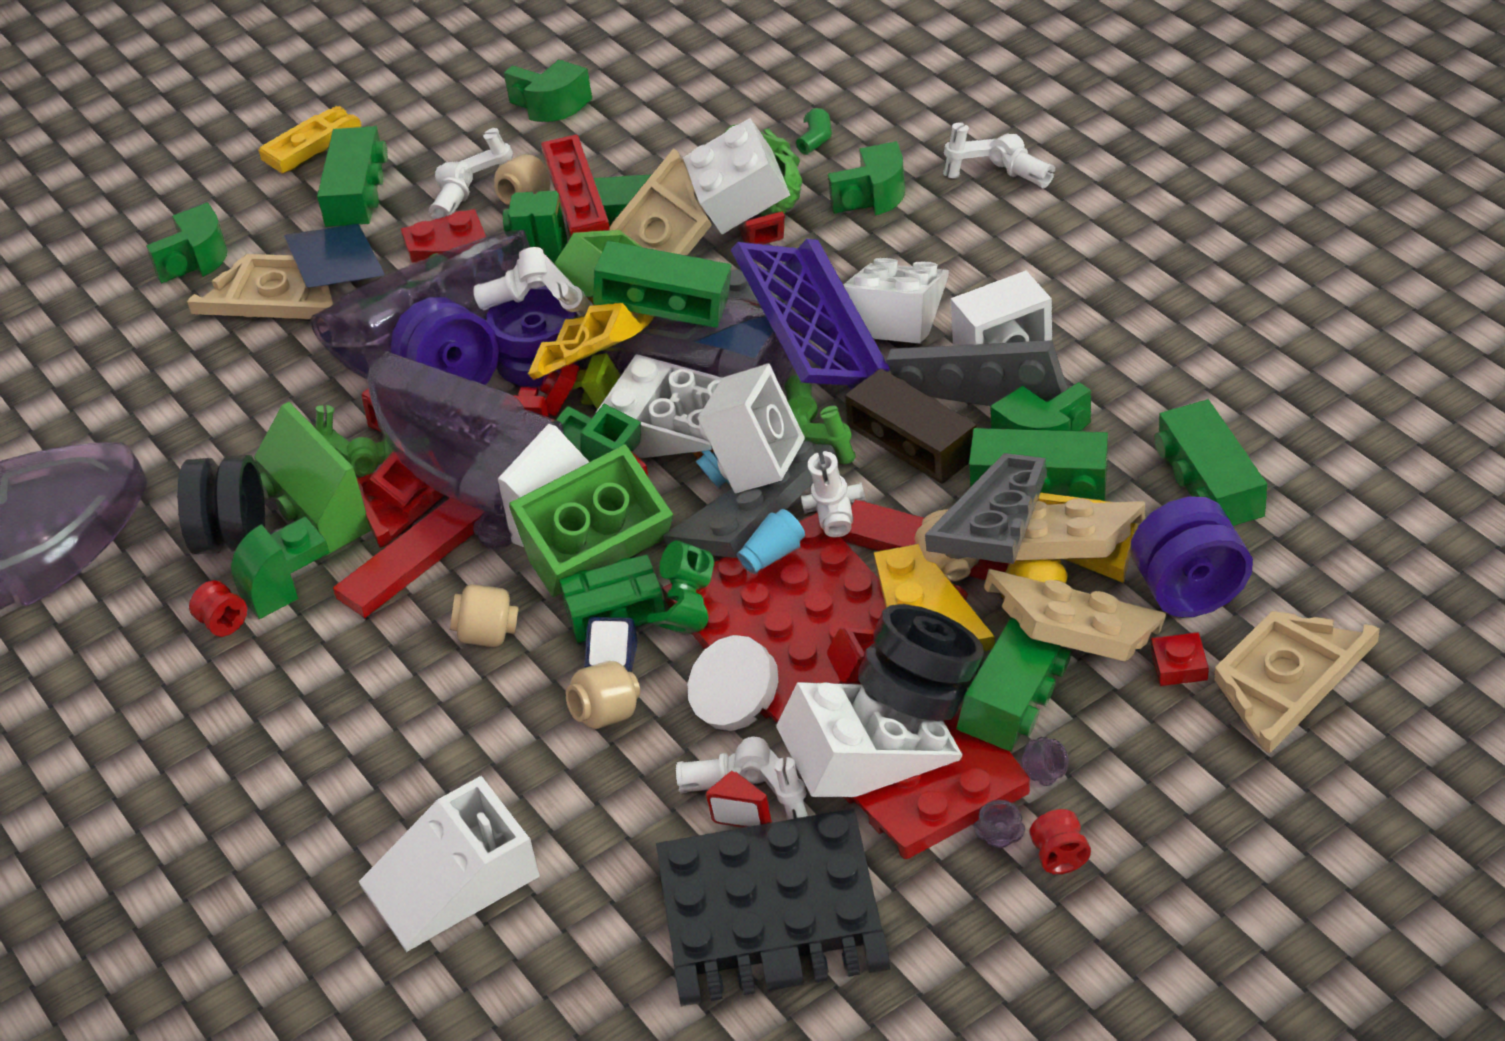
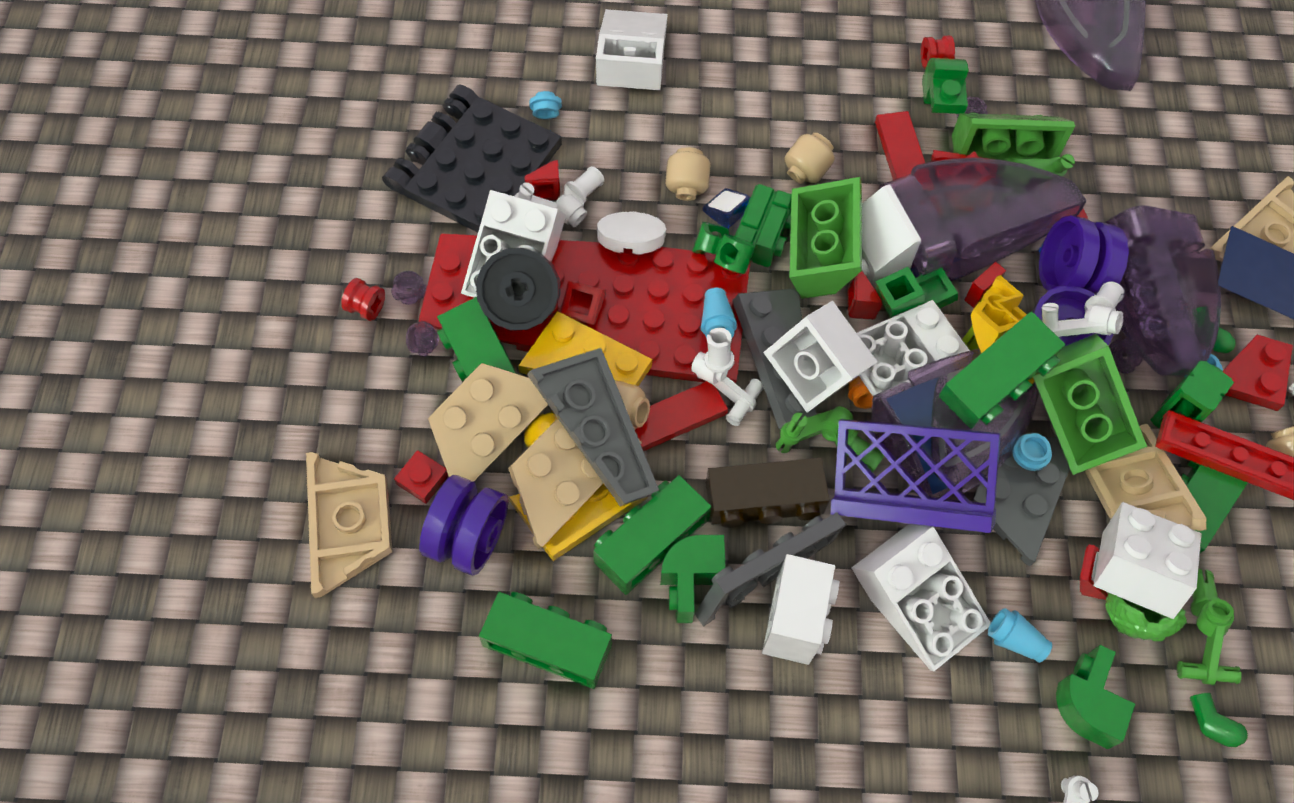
camera: 120 degrees right, 20 degrees up
(219, 502) = (1020, 75): black wheel -> none
(625, 887) = (545, 105): none -> medium azure plate
(867, 238) = (1016, 634): none -> medium azure cone

